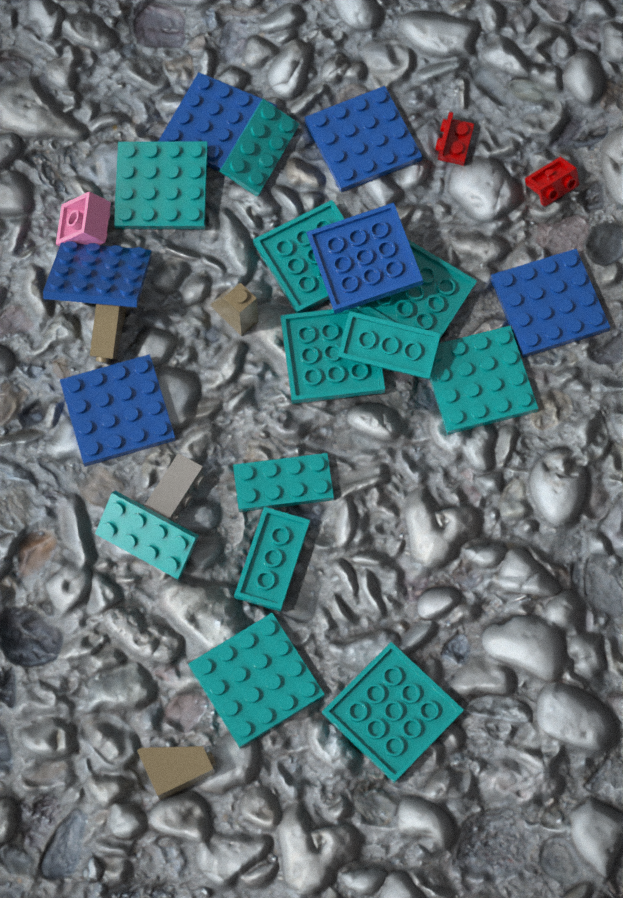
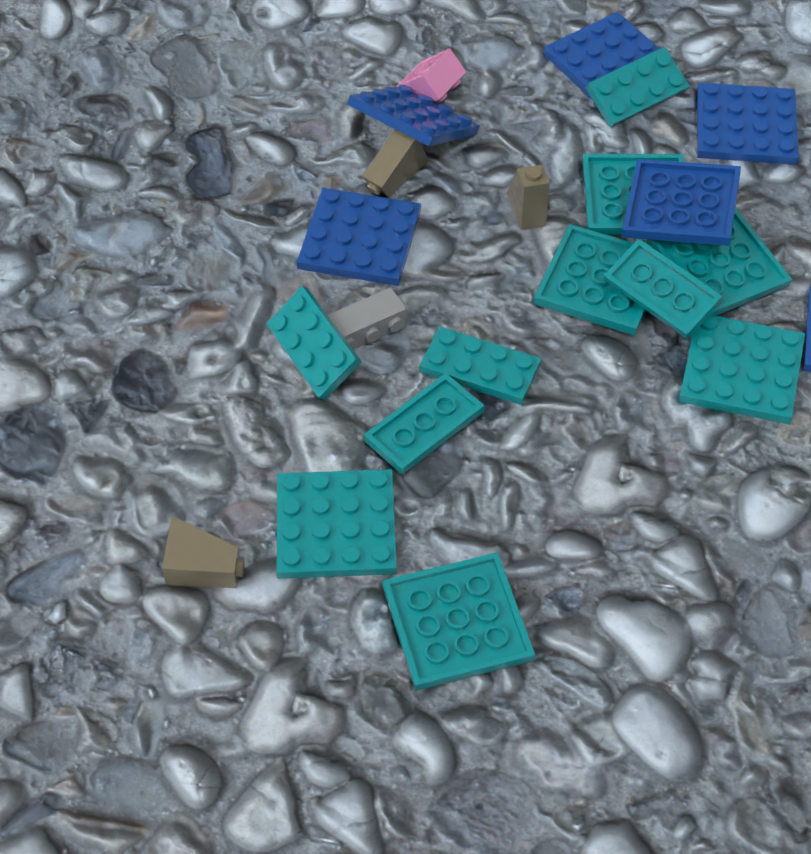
camera: 30 degrees right, 15 degrees down
(161, 185) = (523, 79): teal plate -> none

